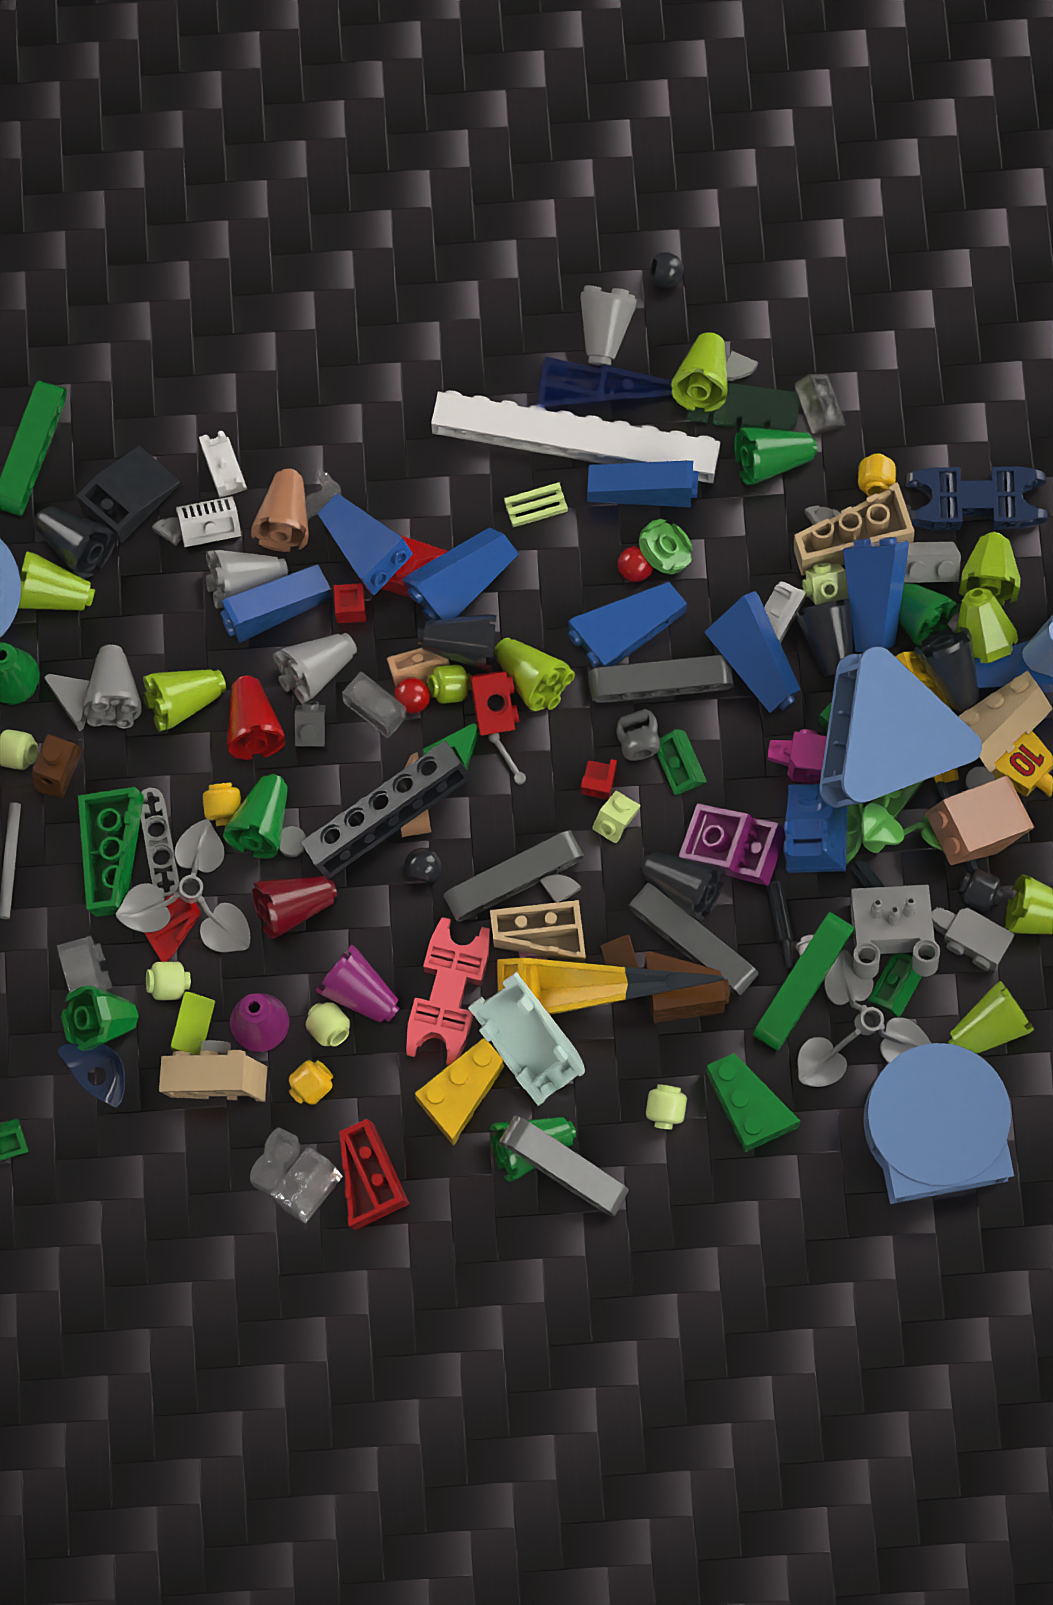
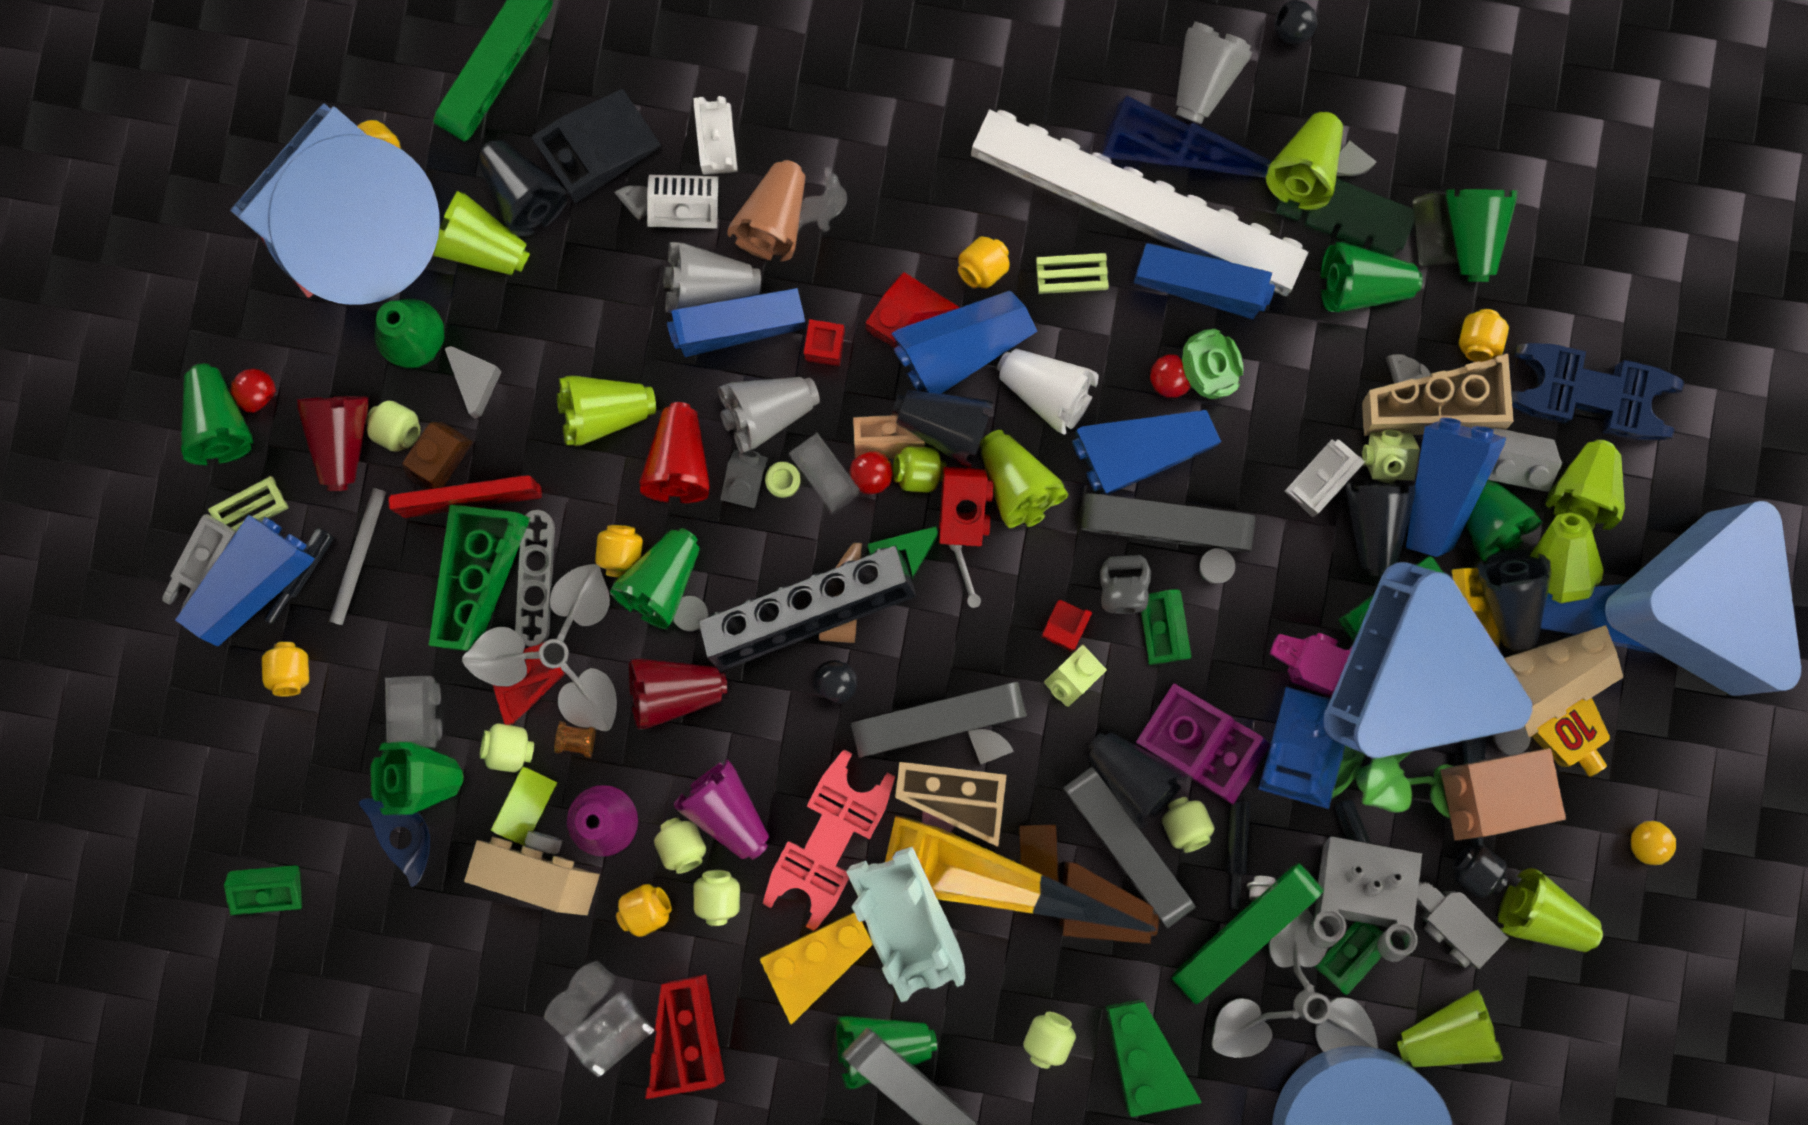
camera: 10 degrees right, 10 degrees up
(64, 796) = (469, 495): none -> red tile
(112, 691) = (521, 381): light grey cone -> none
(222, 961) = (575, 739): none -> clear orange bush
(341, 719) = (782, 479): none -> yellowish green tile
(367, 544) = (859, 280): blue slope -> none
(367, 1058) = (716, 897): none -> yellowish green head
(462, 511) = (983, 262): none -> yellow head
(539, 594) = (1048, 386): none -> white cone
(709, 704) = (1217, 566): none -> light grey tile
(736, 910) = (1187, 824): none -> yellowish green head
(755, 653) = (1287, 522): blue slope -> none
(852, 392) = (1480, 229): none -> green cone

